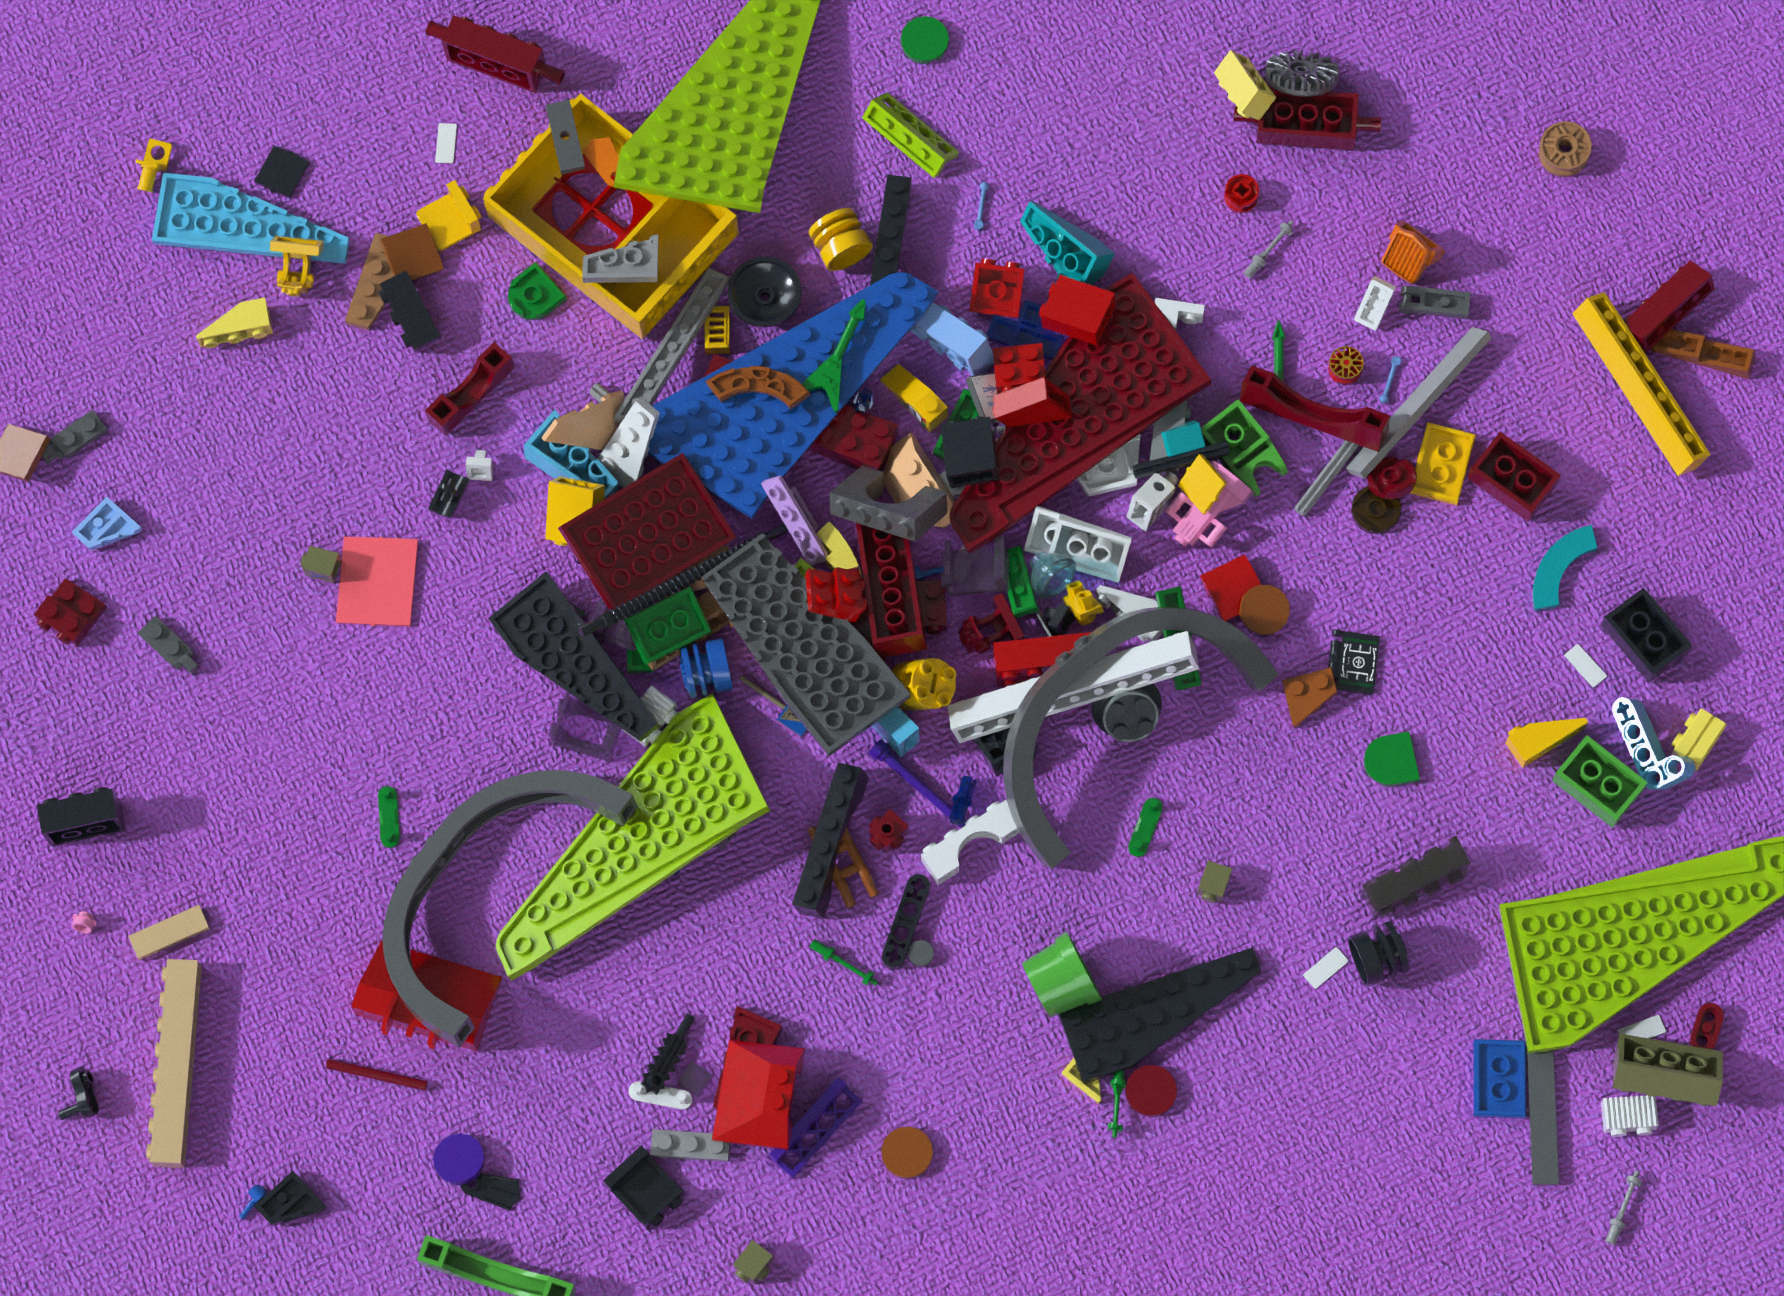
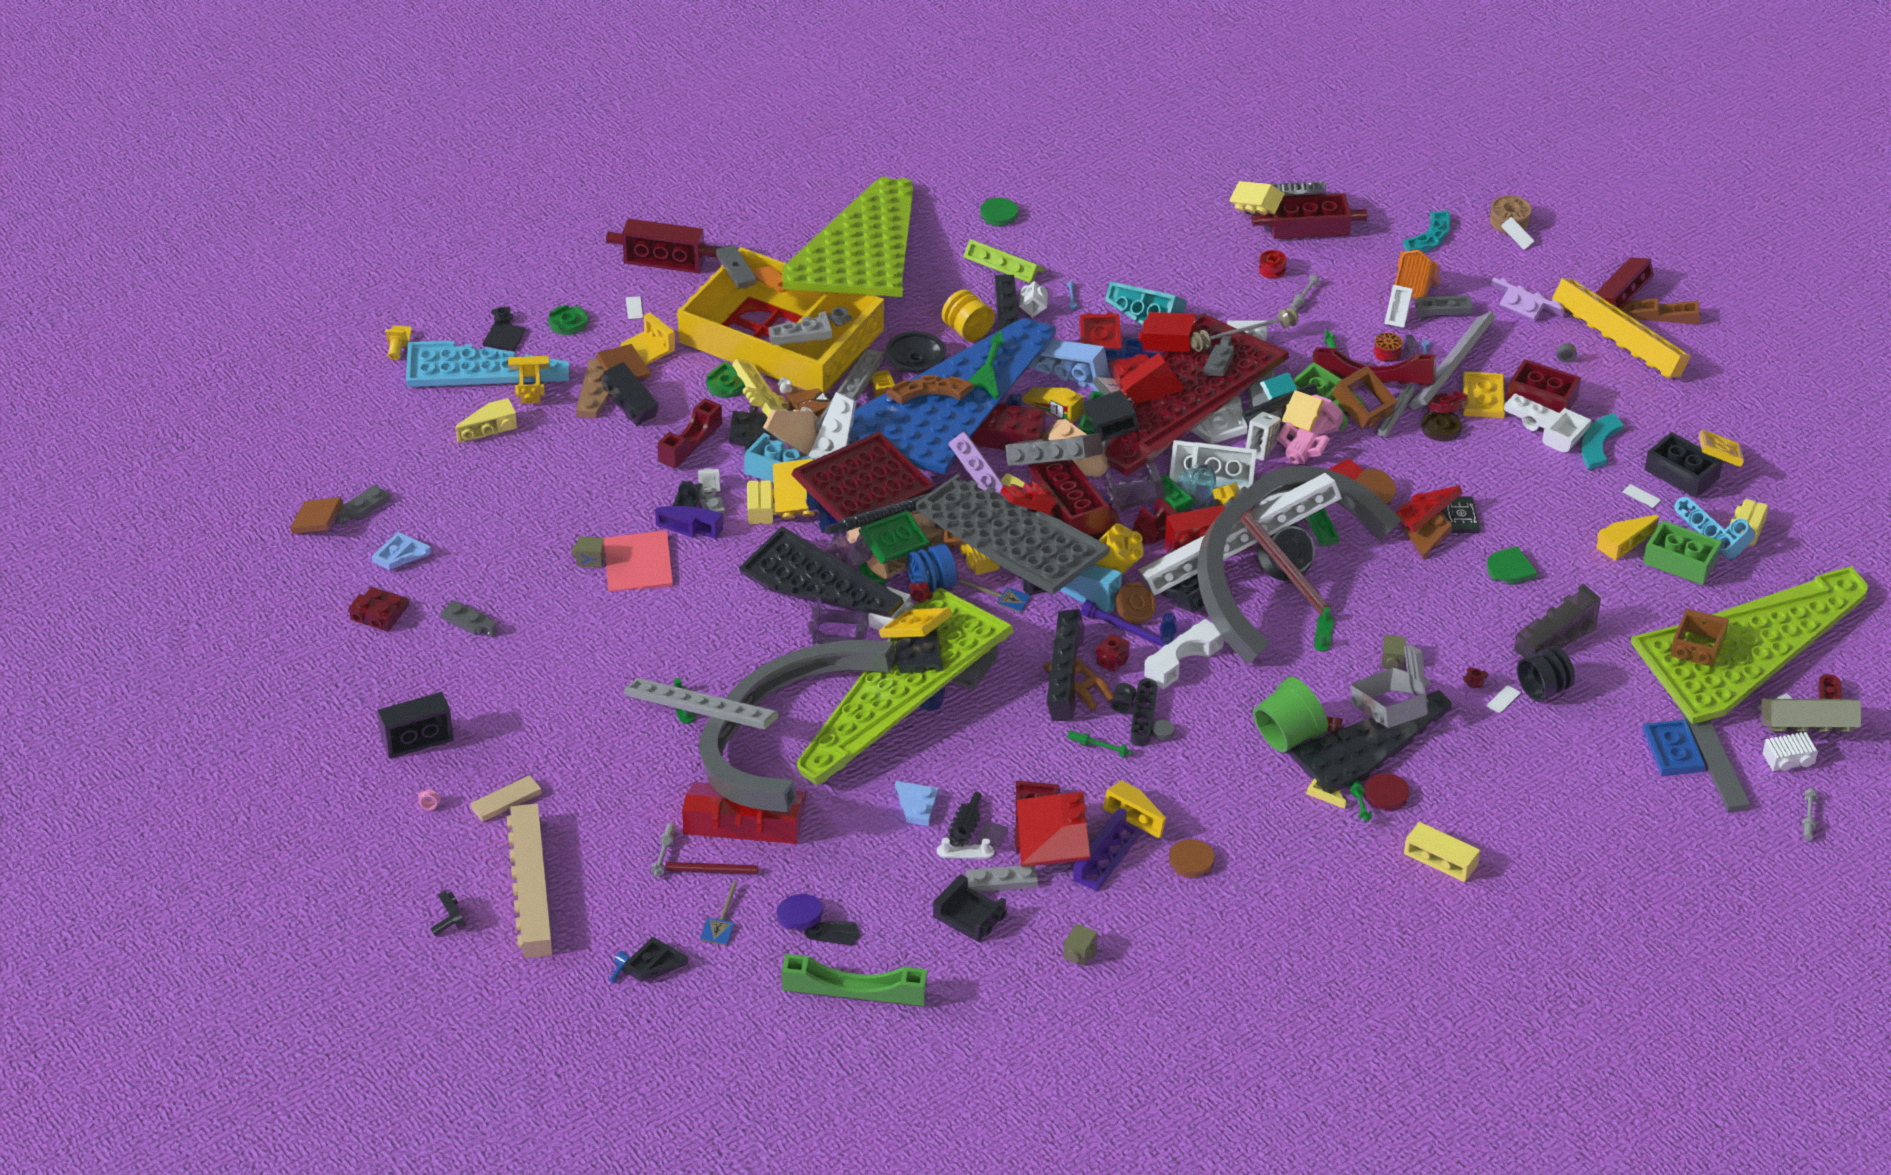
camera: 15 degrees left, 30 degrees down
(288, 141) = (502, 315): none -> black plate
(333, 1026) = (667, 840): none -> light grey piece
(361, 155) = (567, 320): none -> green tile
(367, 1164) = (719, 930): none -> piece
(402, 842) = (701, 703): none -> light grey tile
(447, 531) = (690, 520): none -> dark purple slope
(478, 505) = (712, 502): none -> light grey plate
(531, 514) = (760, 502): none -> light yellow brick
(546, 384) = (747, 427): none -> black plate
(568, 343) = (757, 389): none -> light yellow hinge
(619, 359) = (802, 400): none -> dark orange torso
(620, 1015) = (916, 802): none -> light blue wing
(662, 805) = (919, 653): none -> black wing
(666, 761) = (915, 622): none -> yellow tile
(675, 238) = (839, 316): none -> dark grey plate
(685, 703) = (920, 592): none -> dark red plate
(853, 1066) = (1139, 808): none -> yellow slope
(885, 902) = (1123, 698): none -> black wheel
(929, 216) = (1033, 299): none -> white brick
(933, 755) = (1135, 602): none -> dark orange tile
(1113, 740) = (1283, 562): none -> axle
(1116, 980) = (1334, 723): none -> dark red plate
(1126, 373) = (1220, 358): none -> dark grey hinge
(1187, 1195) = (1441, 851): none -> light yellow brick
(1217, 934) = (1394, 680): none -> light grey piece
(1227, 305) = (1203, 339): none -> dark tan axle
(1258, 455) = (1352, 405): none -> dark orange window
(1300, 940) = (1475, 677): none -> dark red plate
(1312, 656) = (1425, 506): none -> red wing
(1373, 374) = (1411, 346): none -> clear purple tile
(1459, 168) = (1434, 236): none -> teal tile
(1519, 543) = (1561, 428): none -> white plate
(1536, 312) = (1523, 302): none -> lavender bracket
(1563, 186) = (1517, 233): none -> white sticker
(1563, 412) = (1566, 352): none -> dark grey tile
(1584, 910) = (1693, 622): none -> dark orange window
(1698, 619) = (1721, 447): none -> yellow tile

